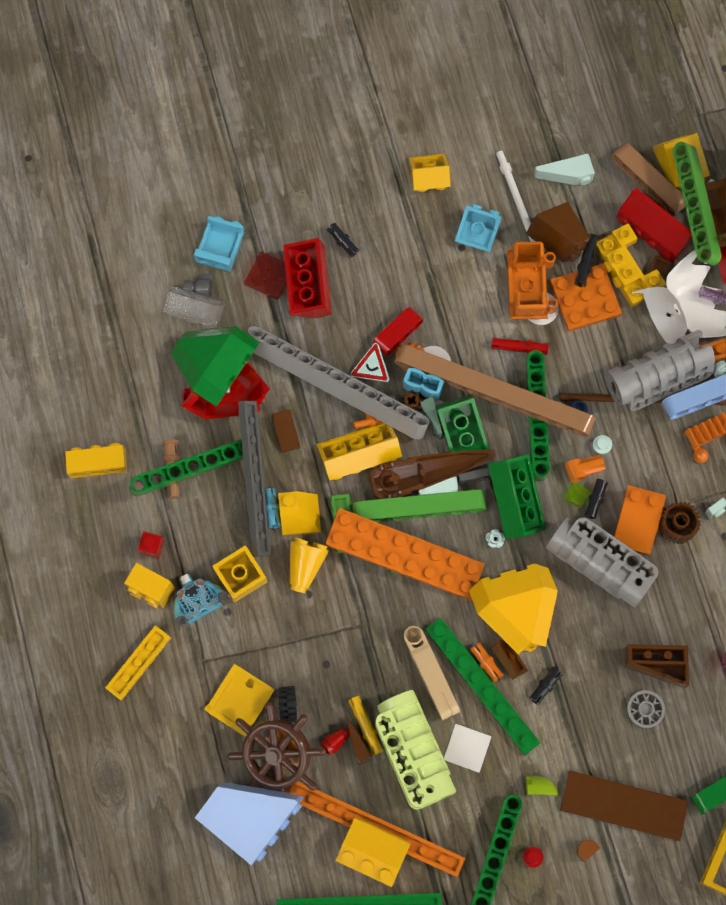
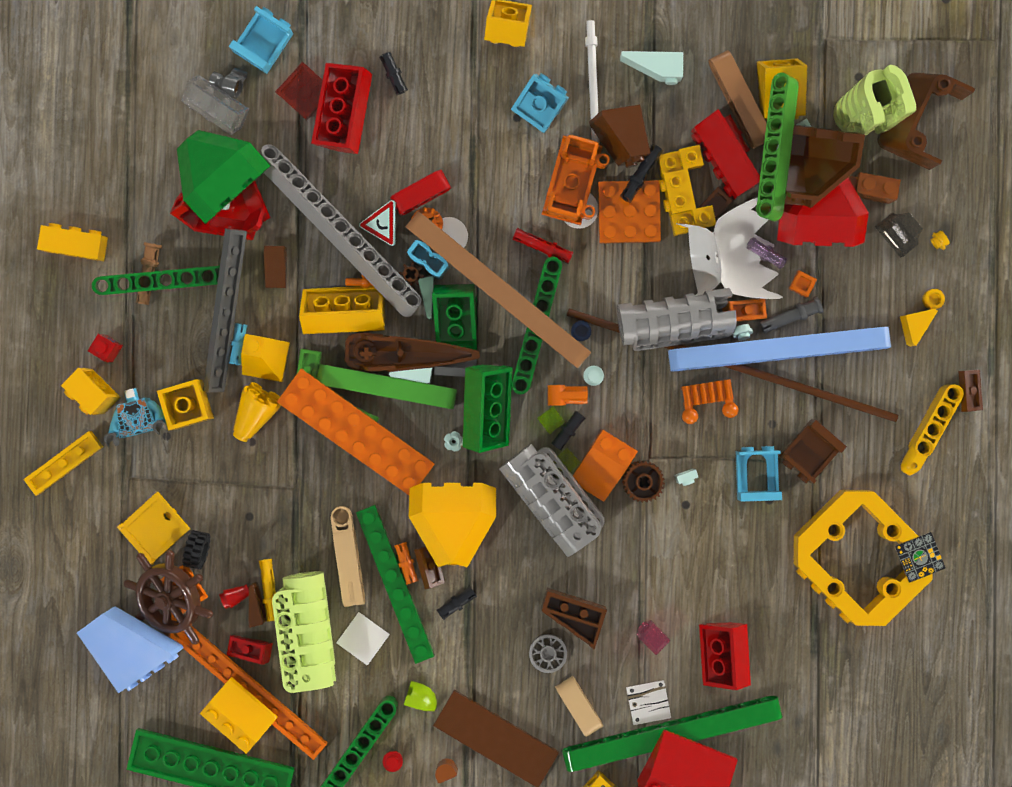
camera: 20 degrees right, 15 degrees up
(362, 789) = (249, 649): none -> red slope
(605, 524) = (568, 460): none -> clear neon green tile
(692, 749) = (579, 706): none -> tan beam

